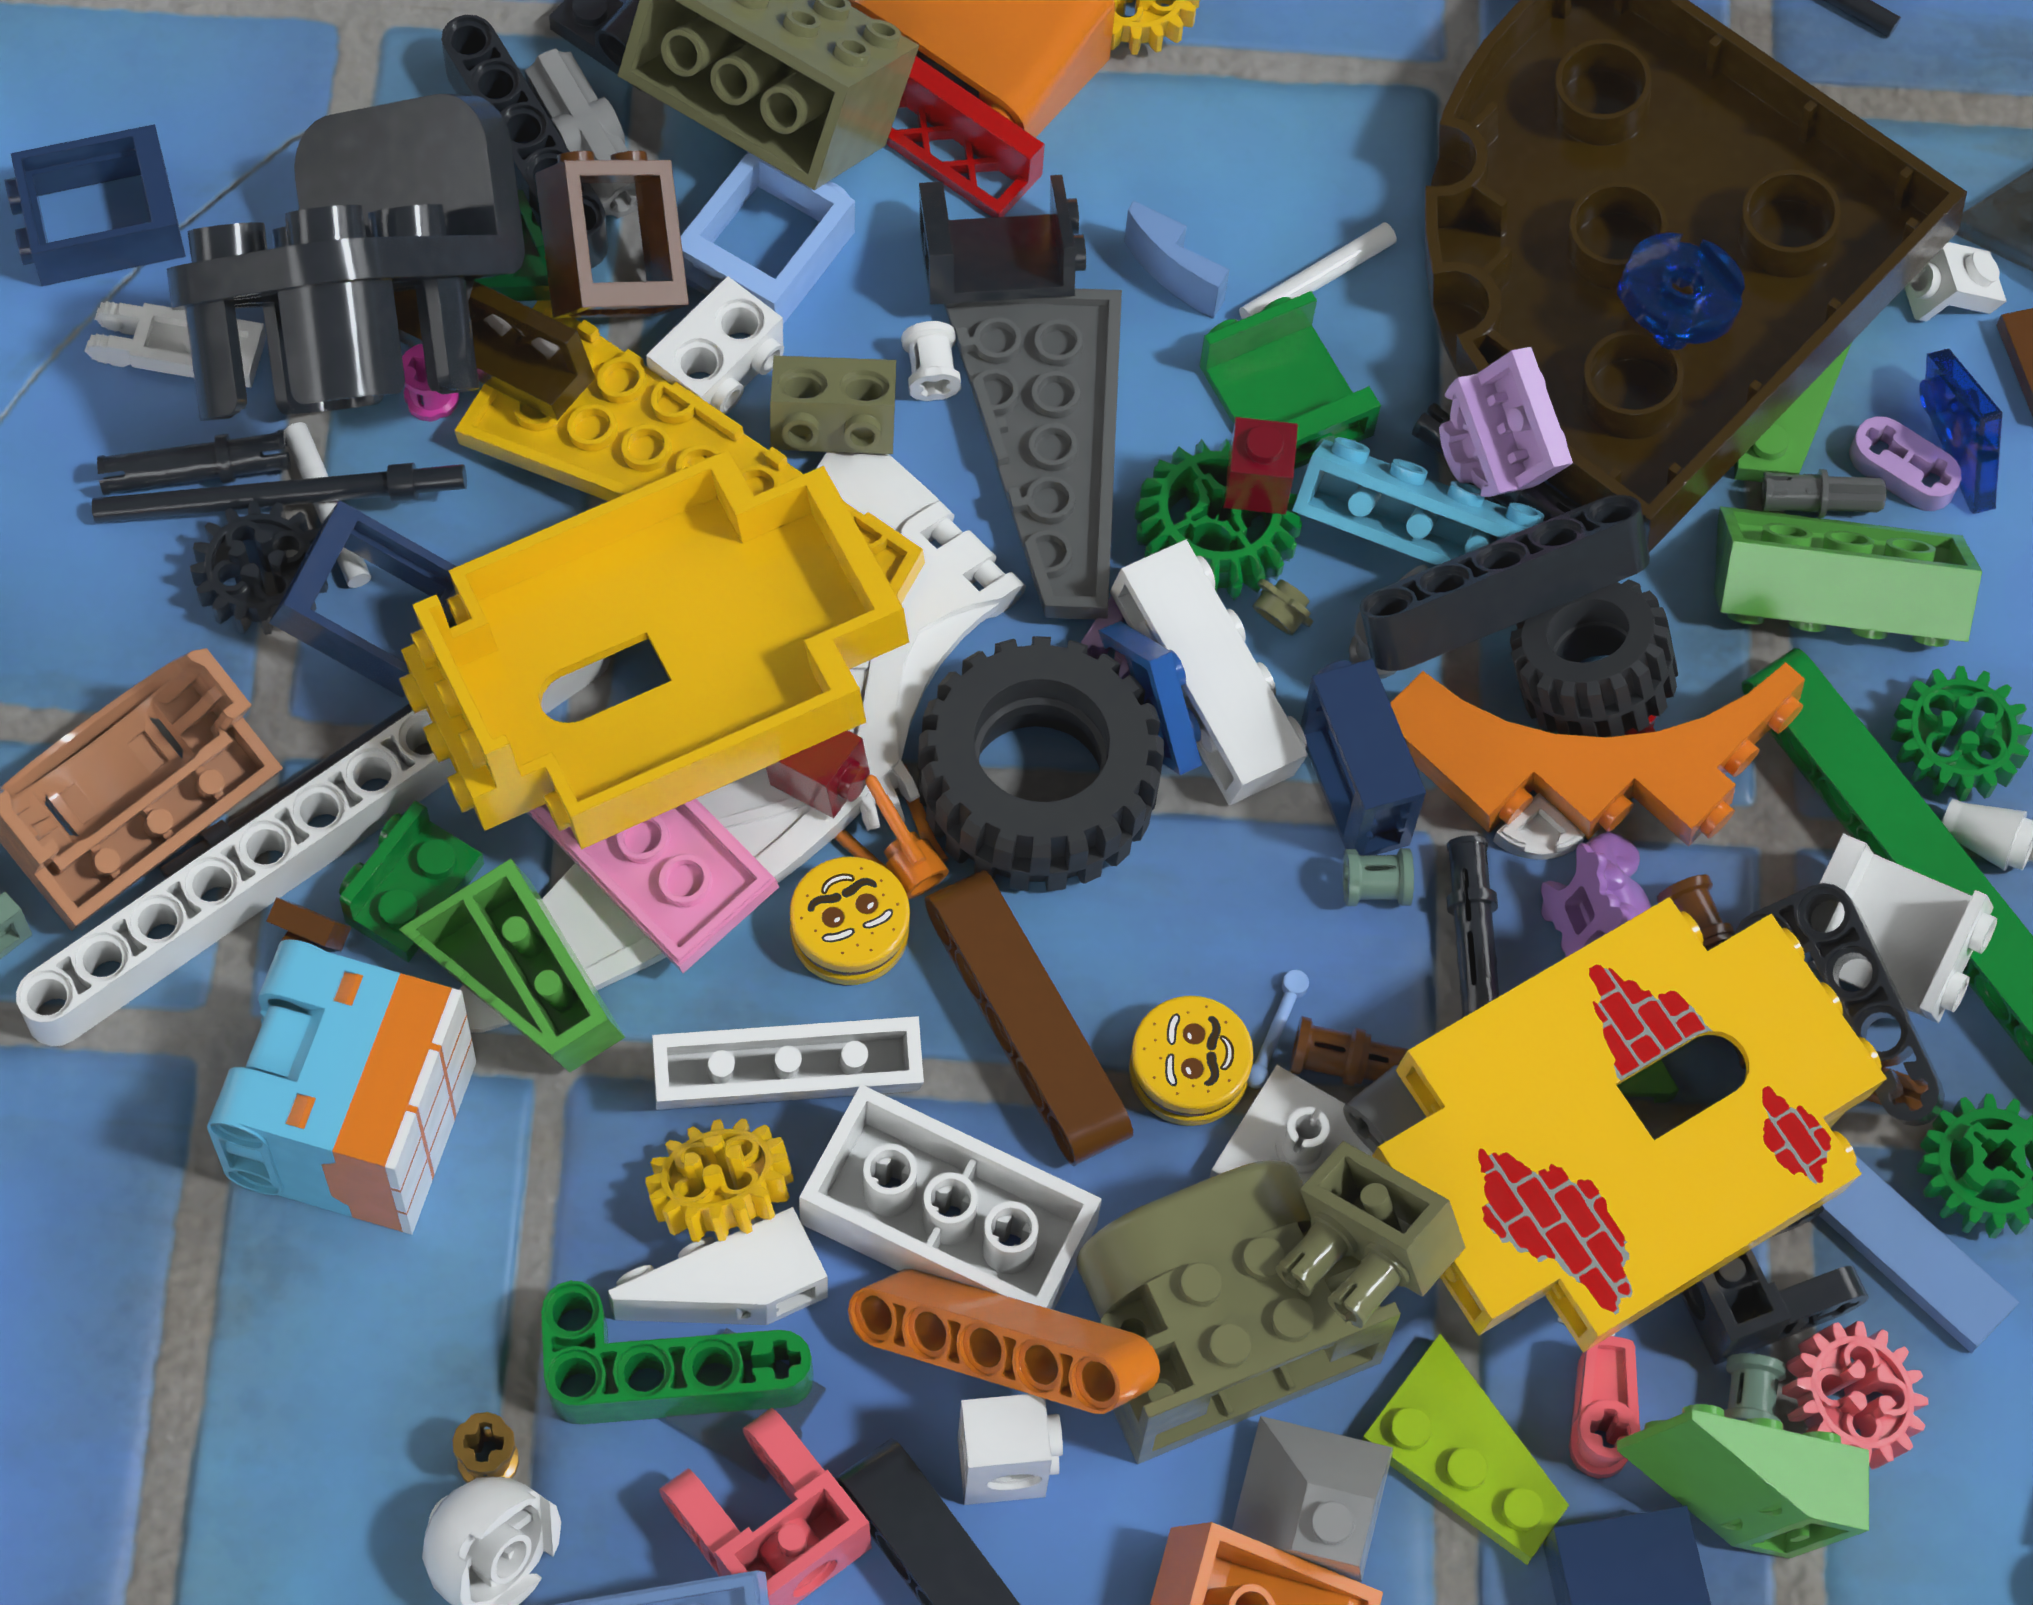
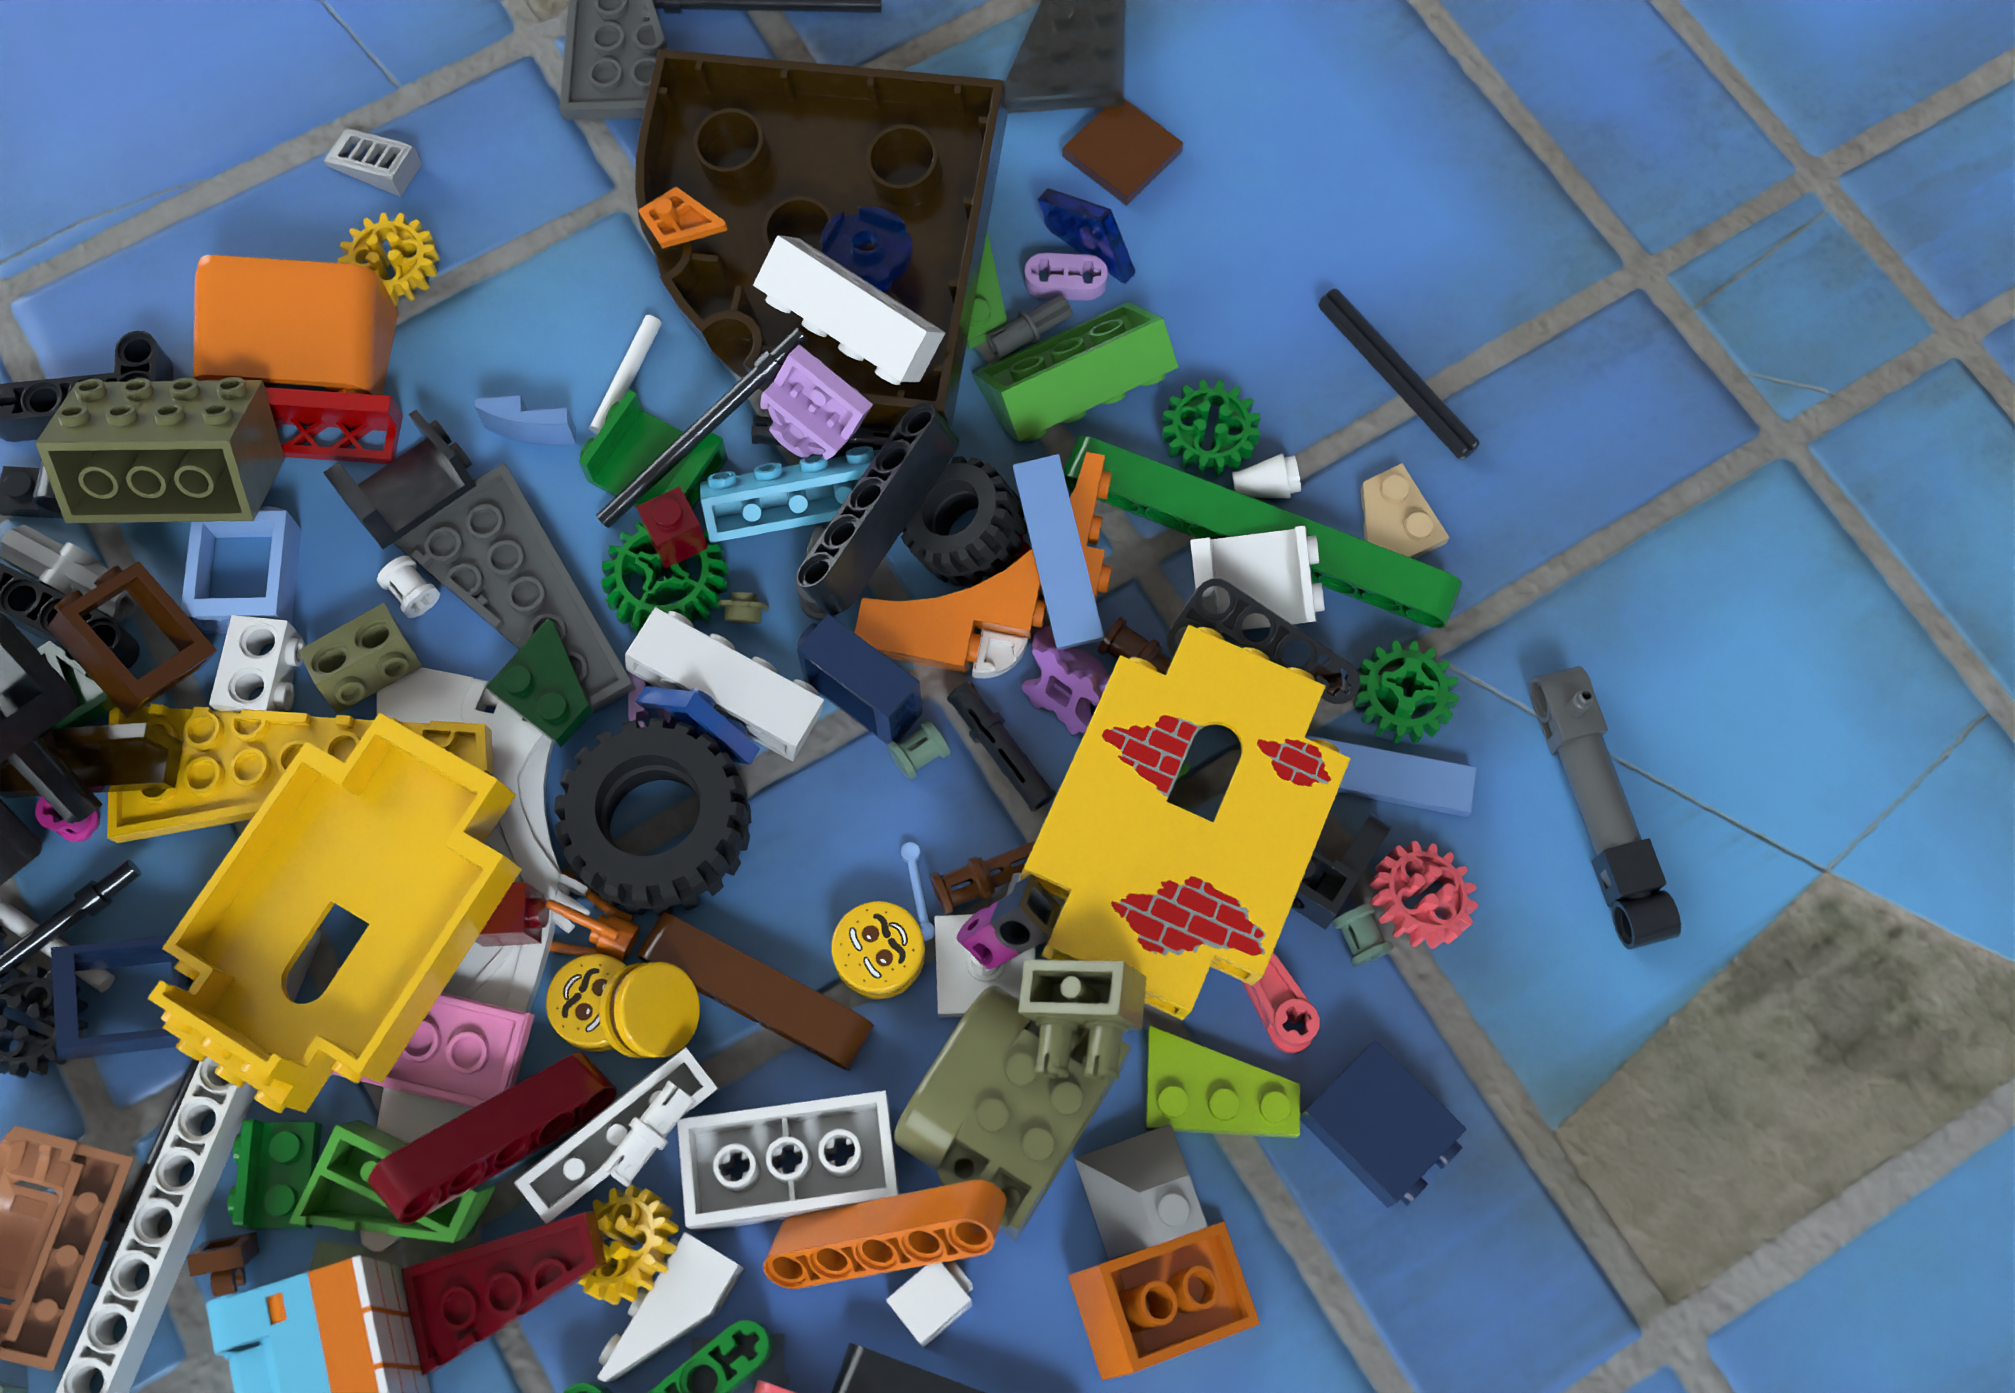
camera: 30 degrees left, 5 degrees up
(561, 1130) = (487, 1287): none -> dark red wing
(658, 974) = (490, 1137): none -> dark red beam
(822, 1075) = (648, 1133): none -> white pin
(904, 957) = (649, 1010): none -> yellow head
(1010, 552) = (543, 686): none -> dark green wing
(1354, 1105) = (1010, 924): none -> black leg
(1476, 355) = (766, 368): none -> black bar
(1489, 134) = (679, 219): none -> orange piece
(1613, 344) = (848, 310): none -> white brick
(1678, 753) = (1058, 552): none -> medium blue tile
(1756, 1480) = (1411, 995): bright green slope -> none
(1956, 278) = (1024, 139): white bracket -> none

